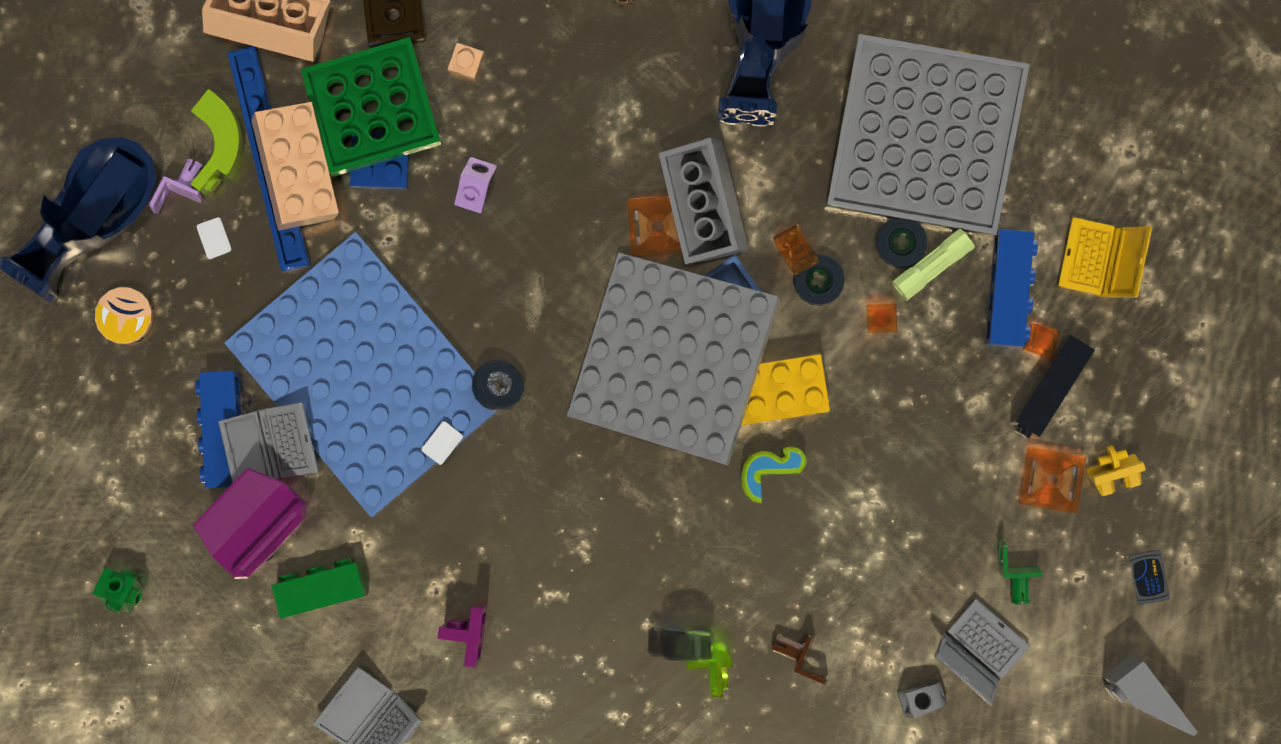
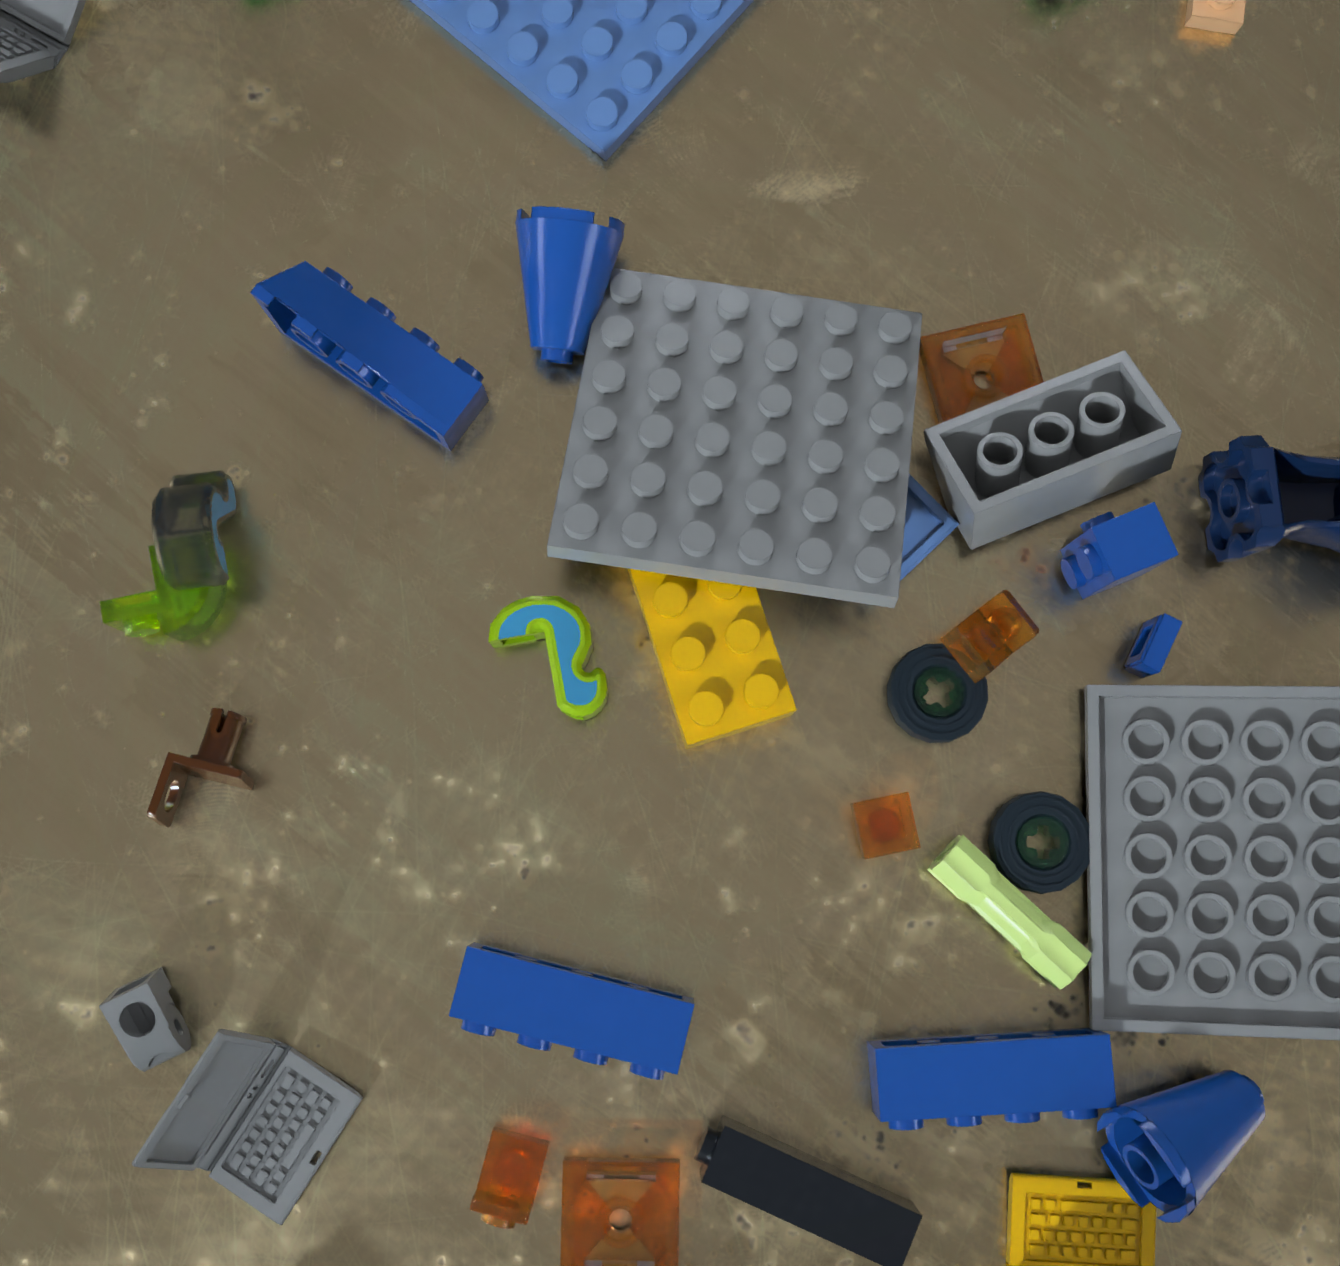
camera: 75 degrees right, 5 degrees down
(442, 443) = (519, 52): white sticker -> none
(473, 634) = (170, 142): magenta bracket -> none
(474, 185) = (995, 39): lavender bracket -> none
(509, 379) = (659, 116): black bush -> none
(573, 436) = (564, 276): none -> blue cone
(599, 540) = (374, 351): none -> blue wedge
(764, 180) = (1116, 550): none -> blue brick
(812, 167) = (1152, 645): none -> blue tile
(948, 488) = (572, 1009): none -> blue brick
(1019, 575) = (419, 1179): green bracket -> none
(1024, 530) = (509, 1178): none -> clear orange bracket
(1042, 341) = (895, 1156): clear orange plate -> none
(1052, 202) = (1180, 1140): none -> blue cone

